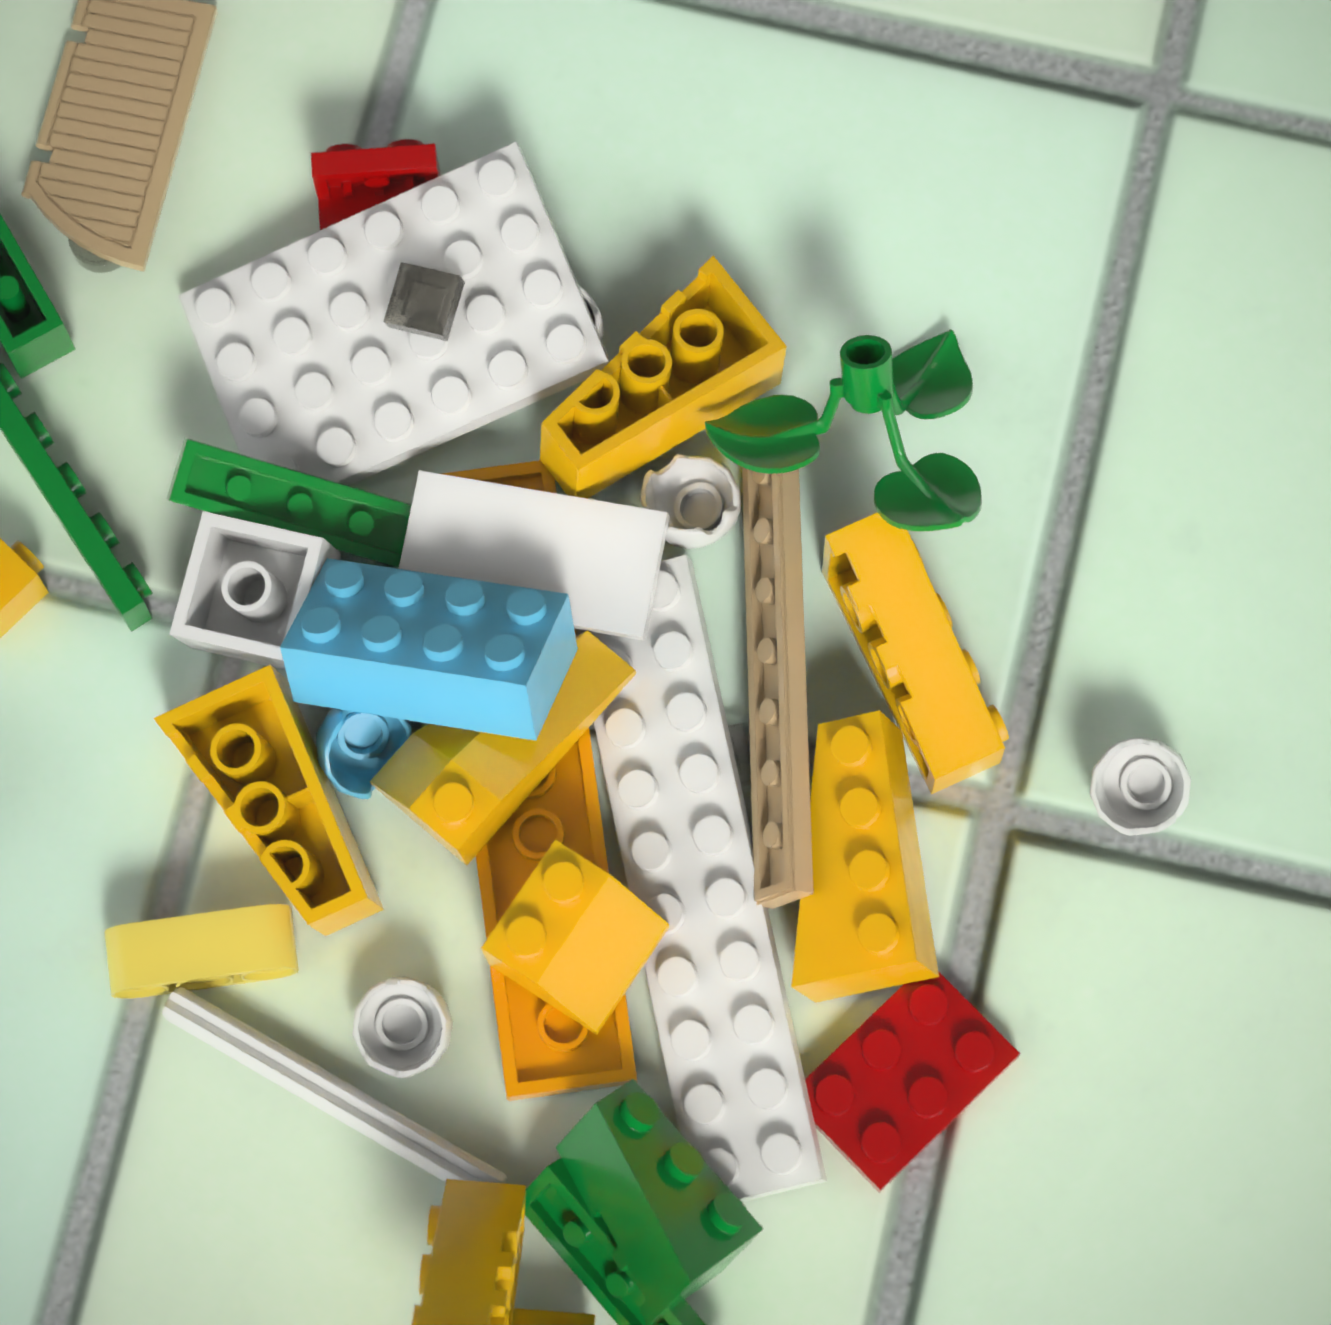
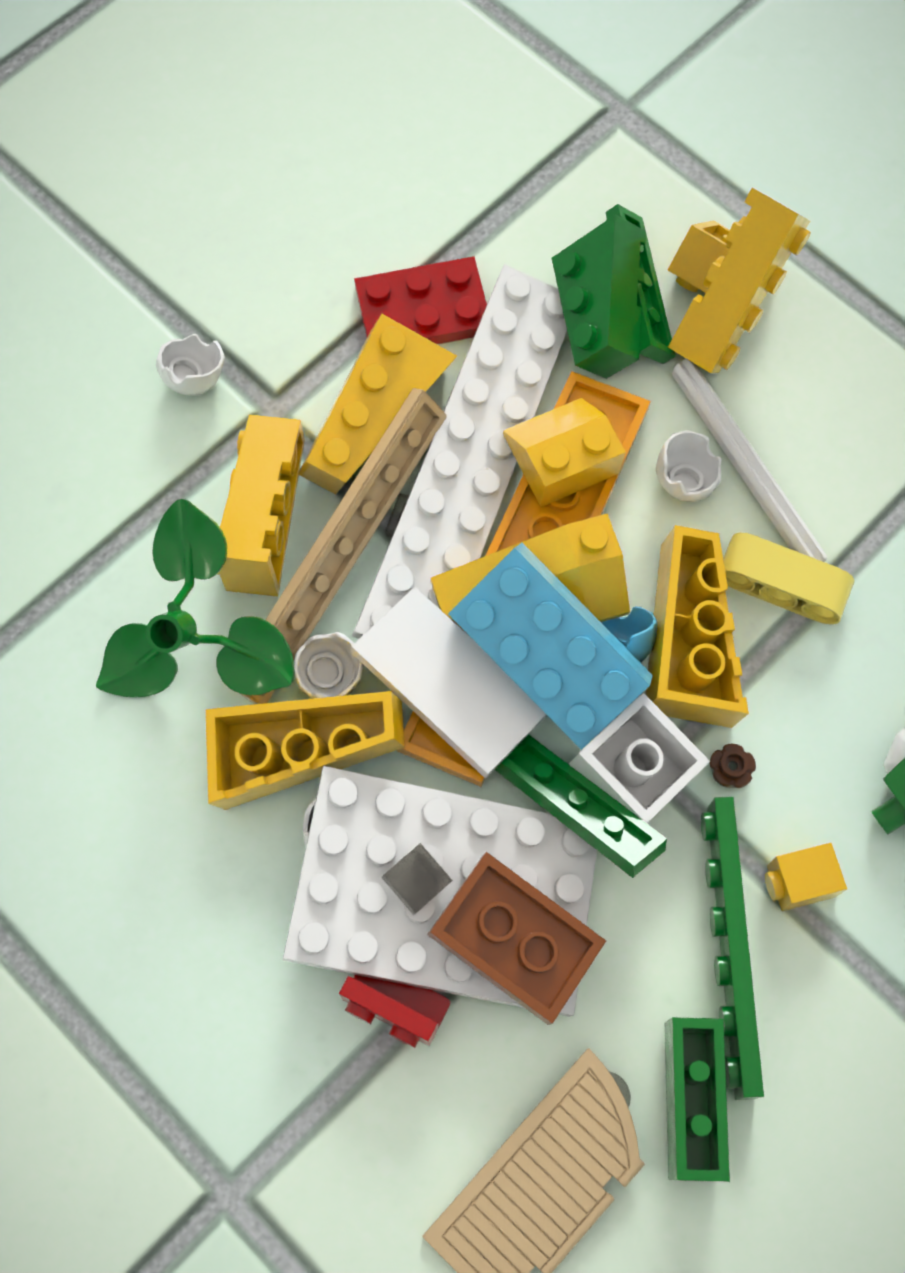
camera: 150 degrees left, 5 degrees down
(149, 691) = (732, 778): none -> reddish brown plate
(279, 311) = (517, 938): none -> dark orange plate

